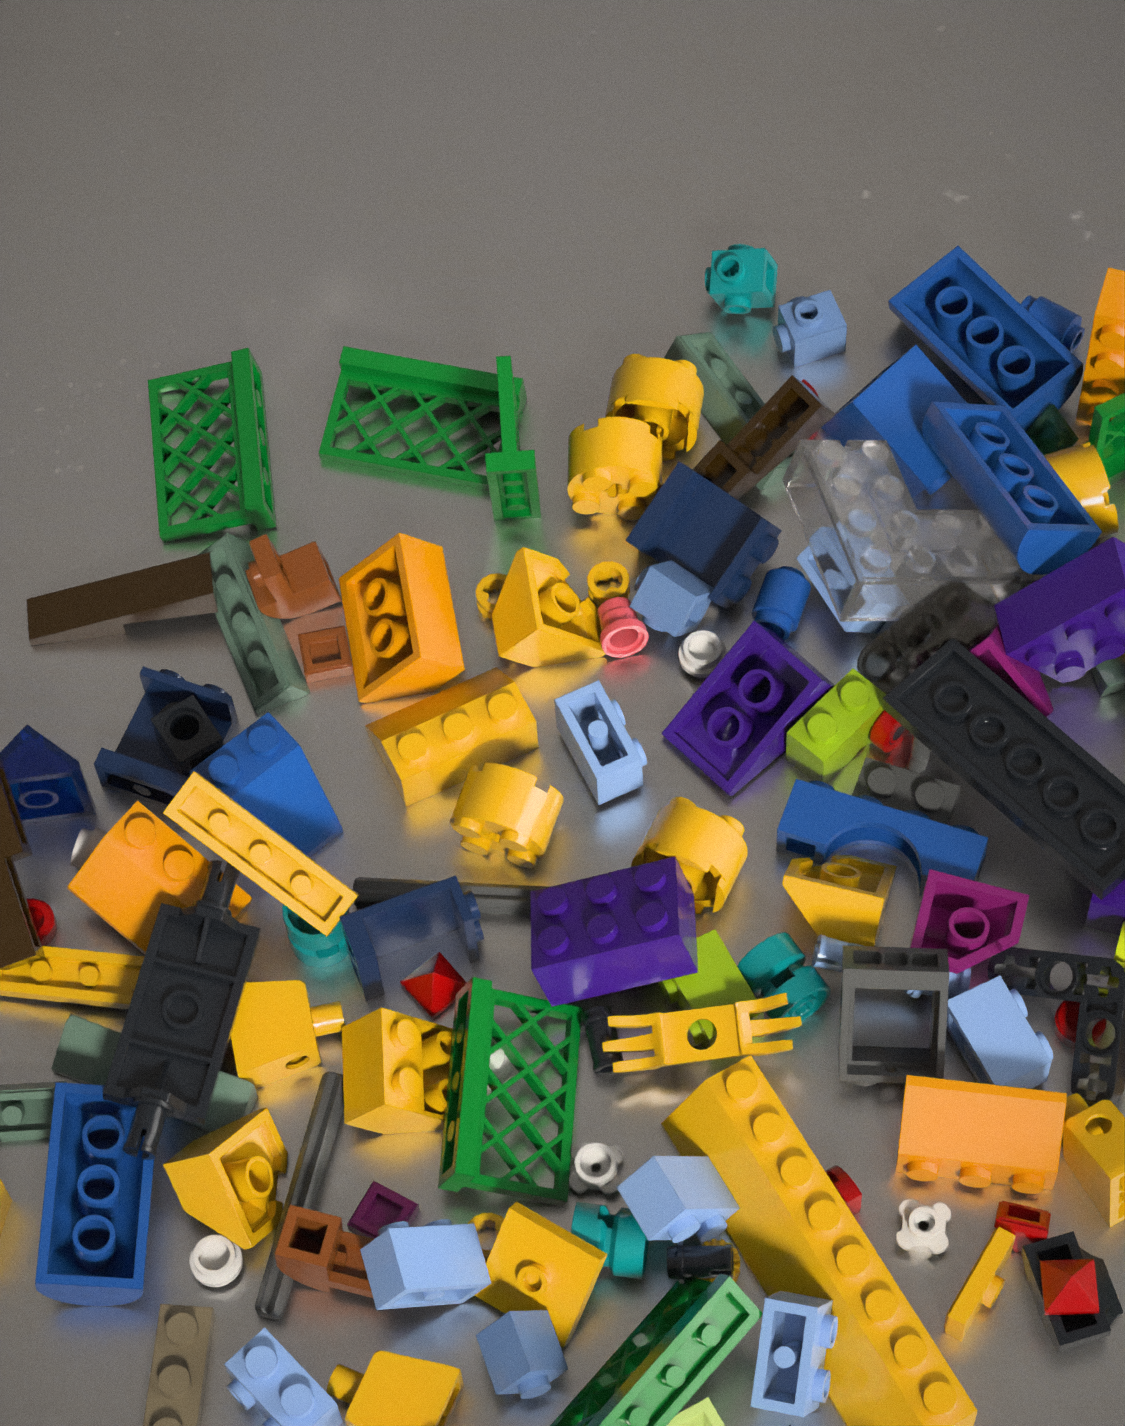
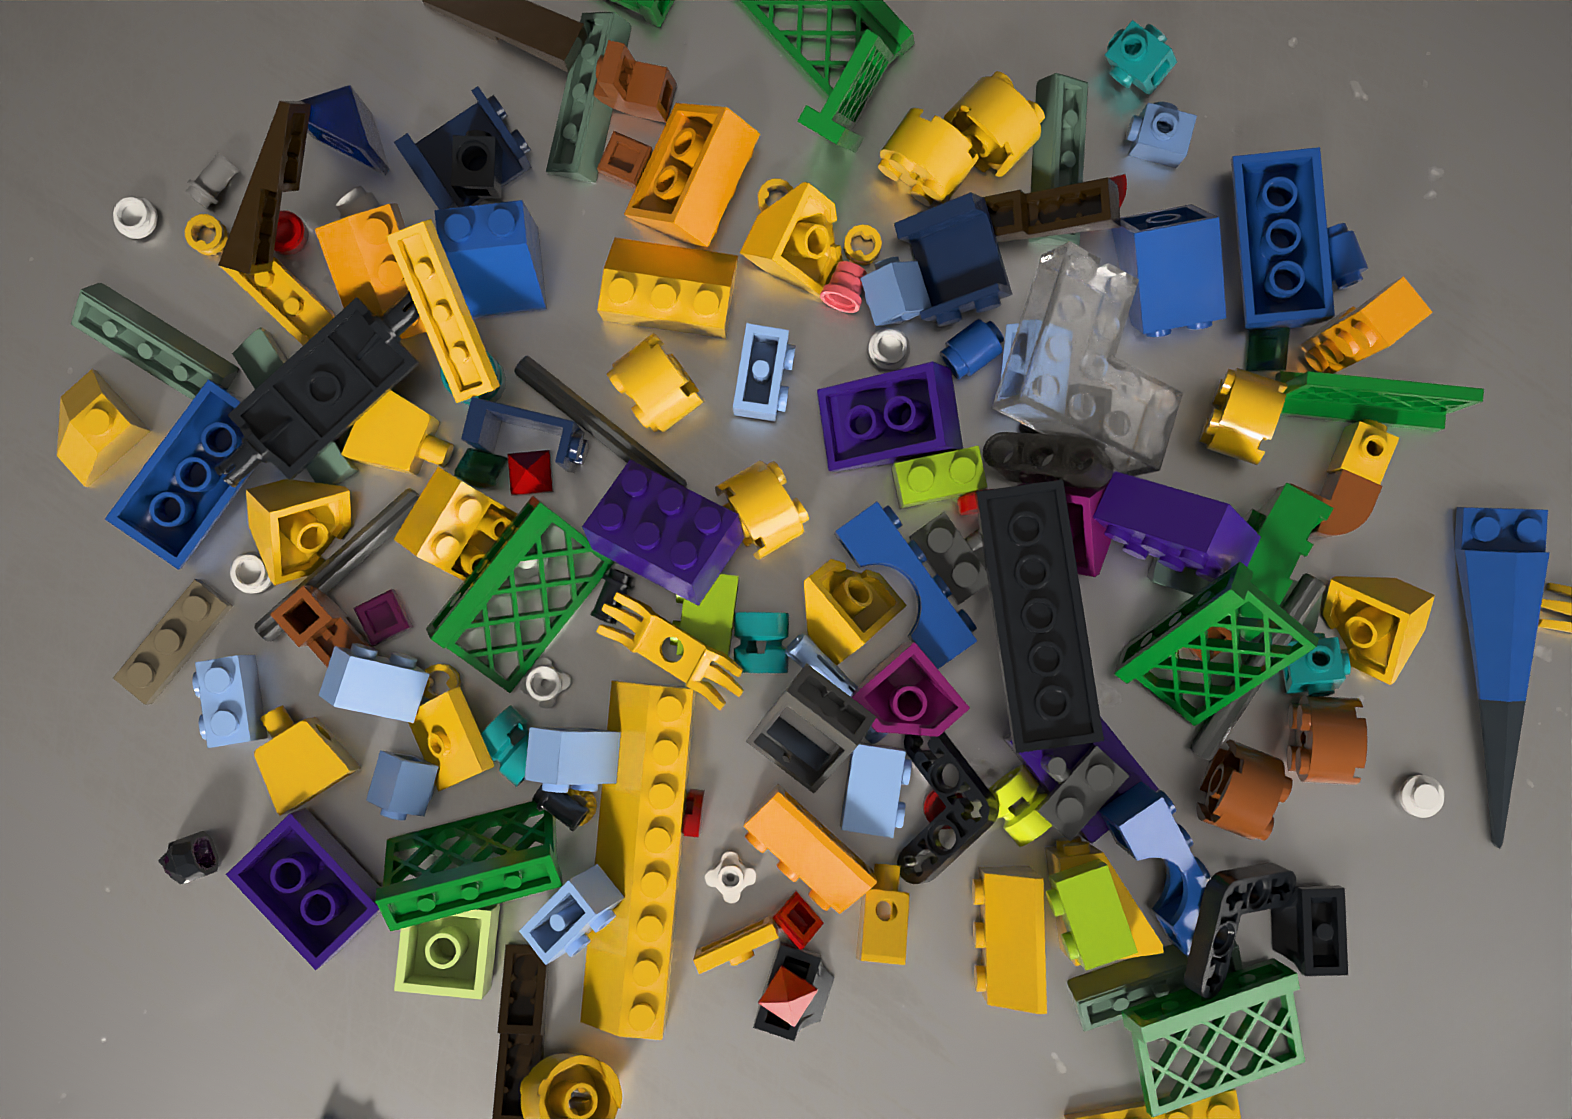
camera: 25 degrees right, 25 degrees up
(393, 999) = (480, 468): none -> clear green slope
(1010, 484) = (1198, 386): blue brick -> none

